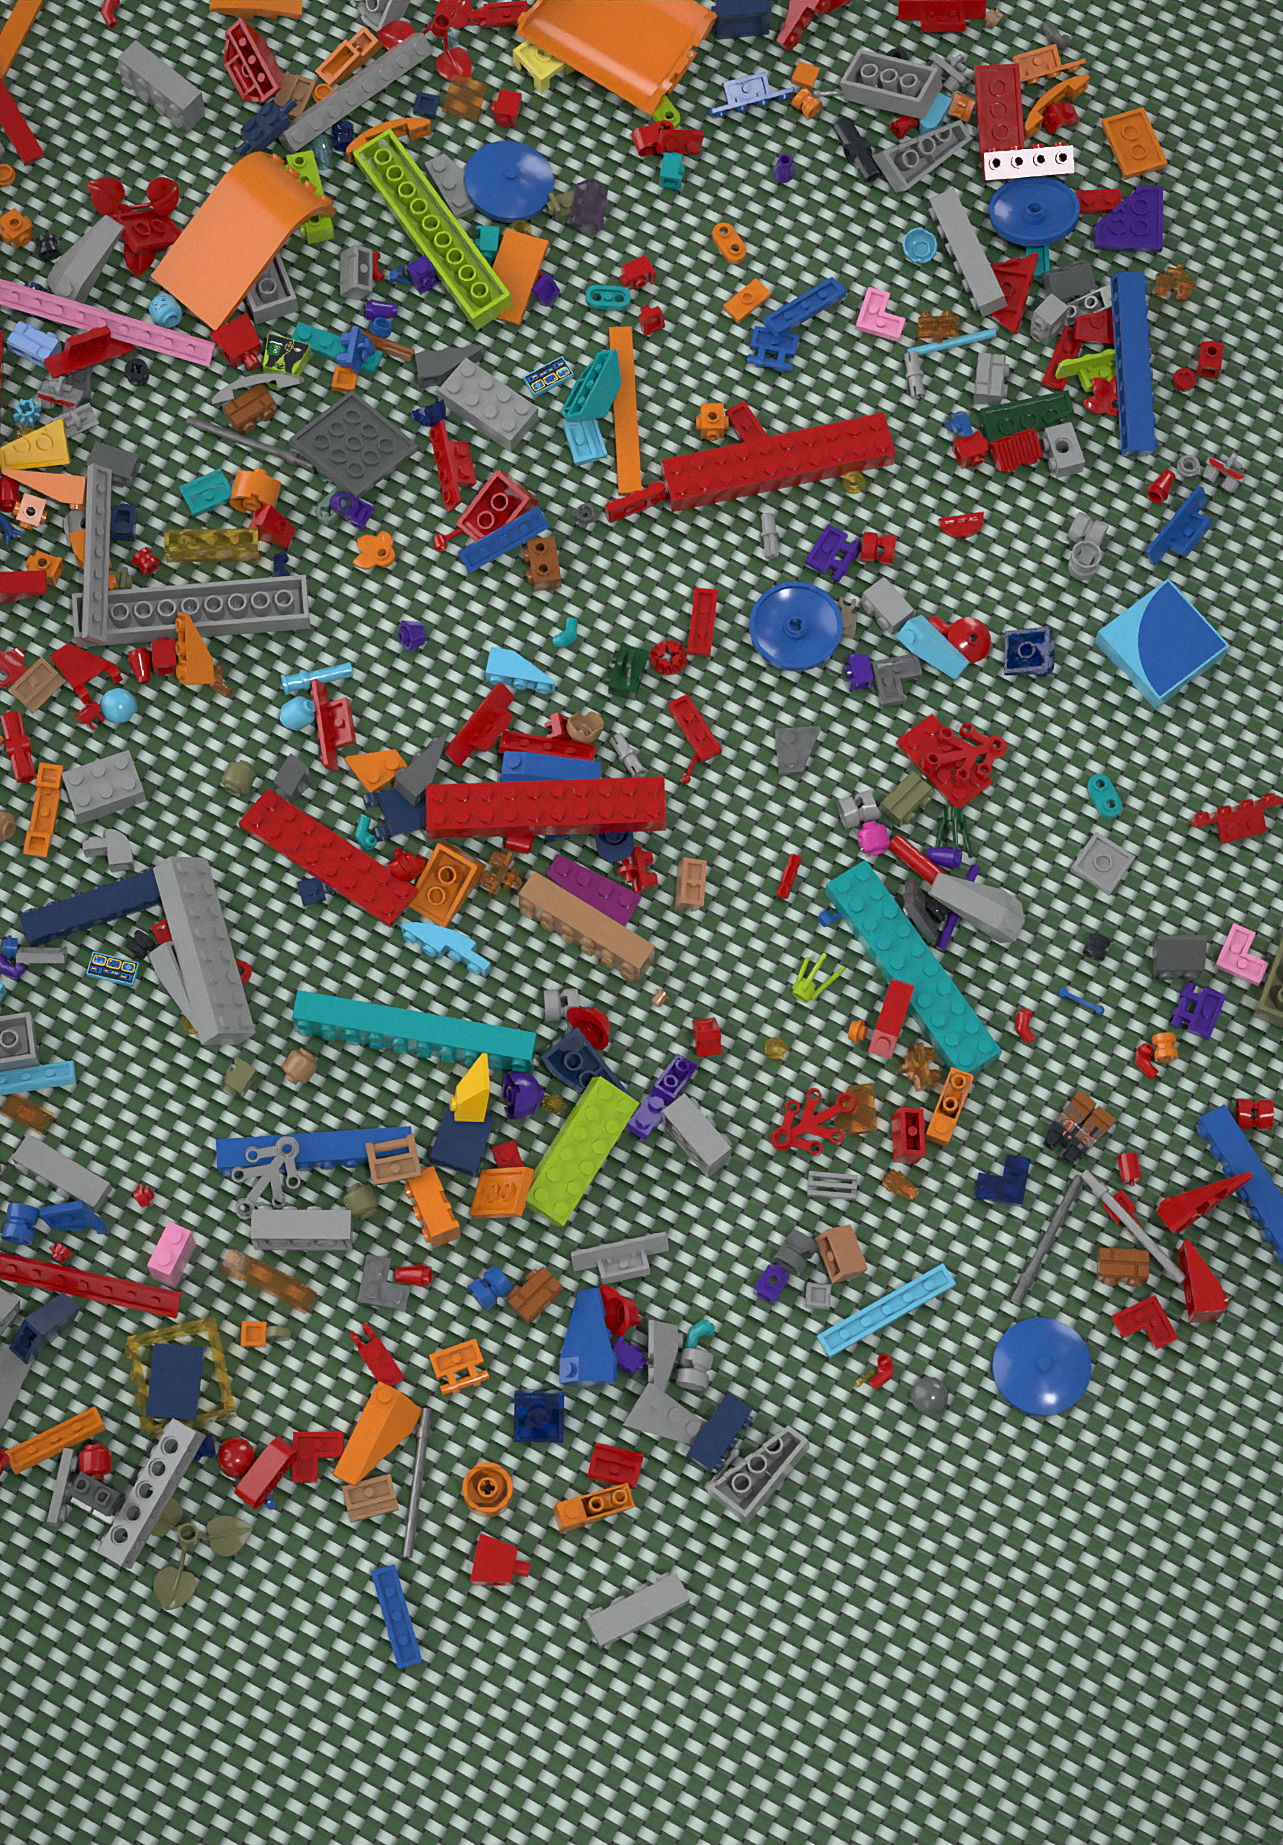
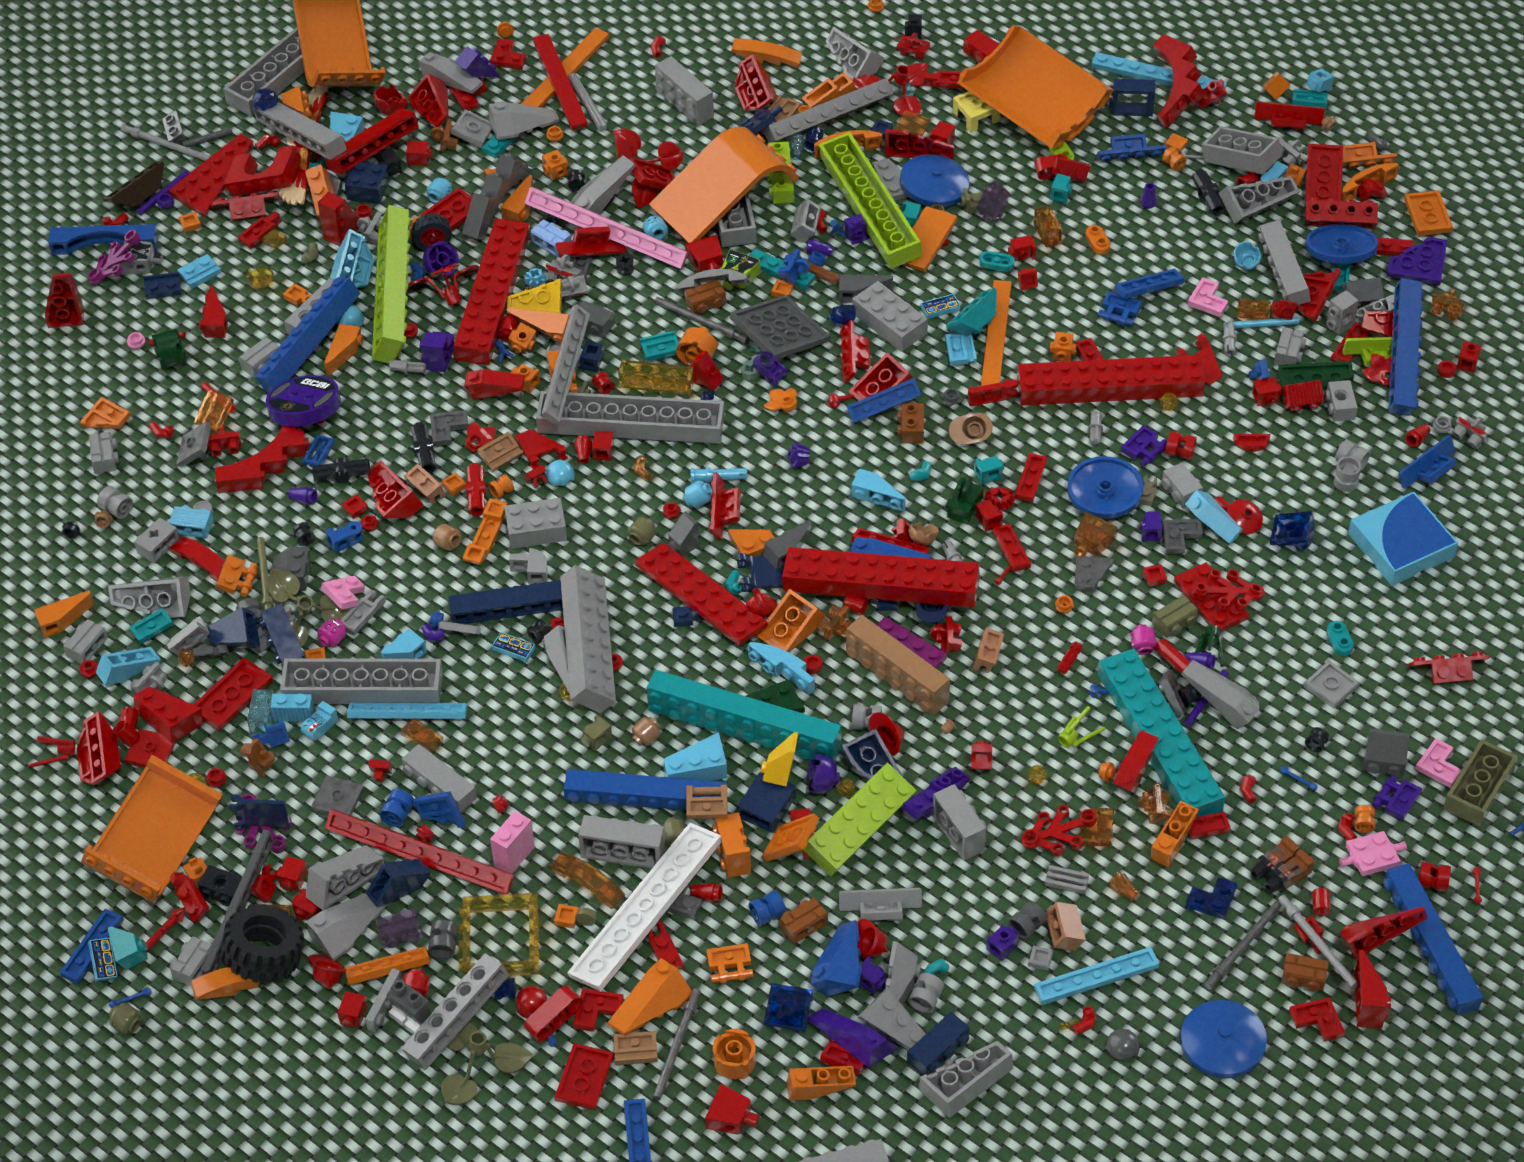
camera: 15 degrees right, 20 degrees down
(27, 1507) = (352, 1009): none -> red brick
(36, 115) = (587, 102): none -> light grey axle
(50, 738) = (501, 486): none -> orange wheel
(58, 1388) = (398, 928): none -> clear purple brick
(114, 1395) = (443, 939): none -> dark grey wheel
(175, 1382) = (494, 932): dark blue tile -> none
(194, 658) = (625, 446): orange slope -> none
(268, 744) = (671, 510): none -> red plate
(268, 1174) = (605, 797): light grey plant -> none
(318, 1544) = (584, 1076): none -> red tile
(346, 1312) = (644, 907): none -> white plate
(370, 1101) = (699, 761): none -> medium azure wedge
(443, 994) = (781, 695): none -> dark green wing
(464, 129) = (910, 145): none -> red wedge
(482, 934) = (813, 664): none -> red tile
(483, 726) = (841, 522): red bracket -> none
(545, 290) = (949, 250): dark purple plate -> none
(618, 565) = (970, 428): none -> medium nougat piece
(629, 1446) = (858, 1039): none -> dark purple wedge
(649, 618) = (988, 469): none -> teal brick
(659, 686) = (988, 515): none -> red brick
(664, 237) = (1047, 226): none -> clear orange brick
(747, 300) = (1105, 277): orange plate -> none
(775, 797) = (1064, 600): none -> orange plate
(791, 697) = (1094, 535): none -> clear orange torso
(858, 809) = (1132, 617): light grey wheel -> none
(873, 742) = (1154, 575): none -> red plate
(889, 404) = (1210, 366): none -> red flag
(908, 1135) = (1137, 848): red brick -> none
(975, 323) = (1284, 309): none -> red bracket
(988, 1085) = (1209, 825): none -> red plate
(1179, 1091) = (1372, 853): none -> bright pink plate

